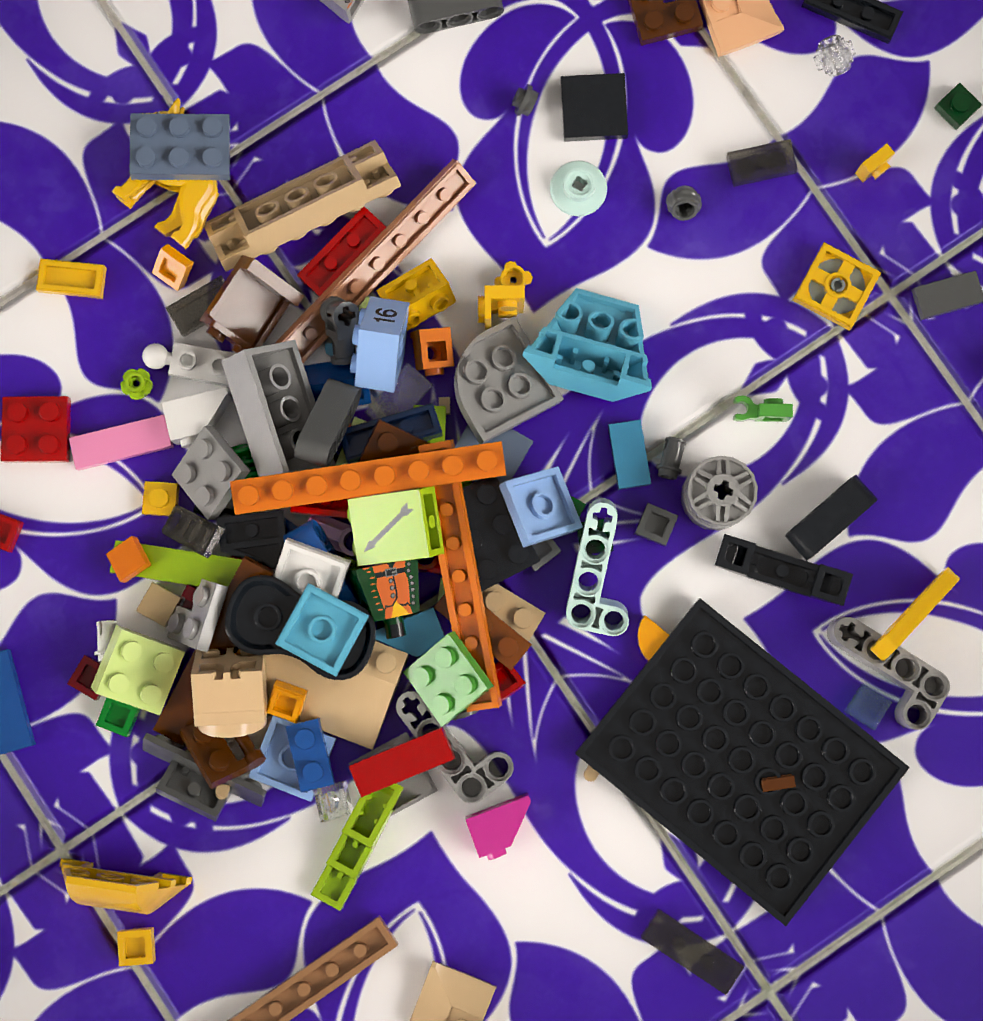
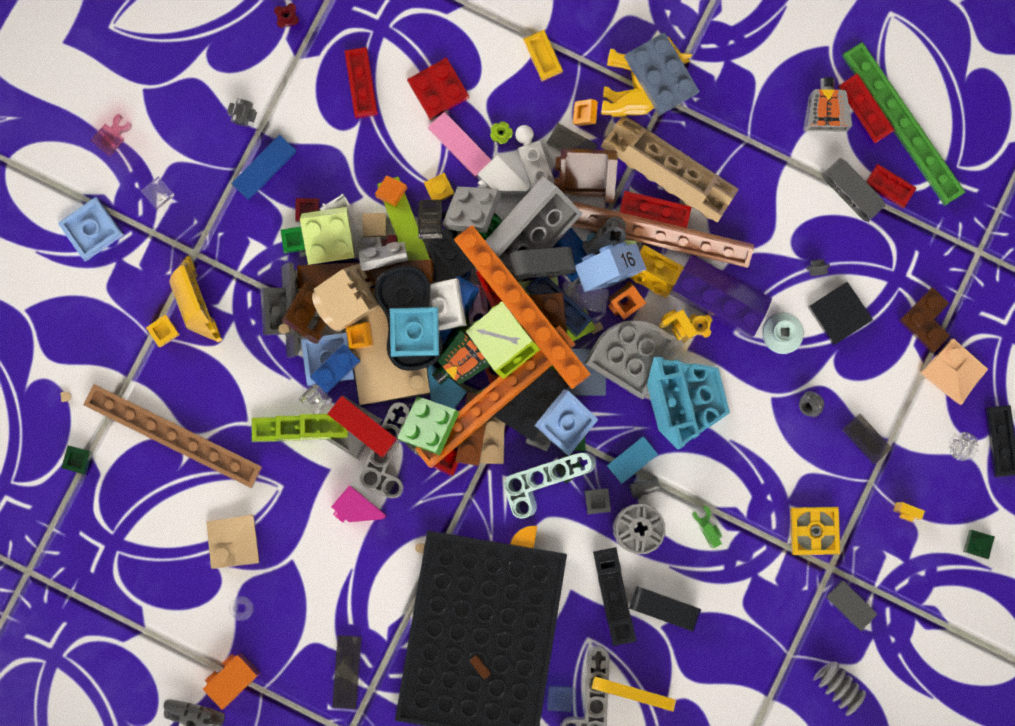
camera: 55 degrees right, 0 degrees up
(494, 234) = (721, 296): none -> dark purple slope

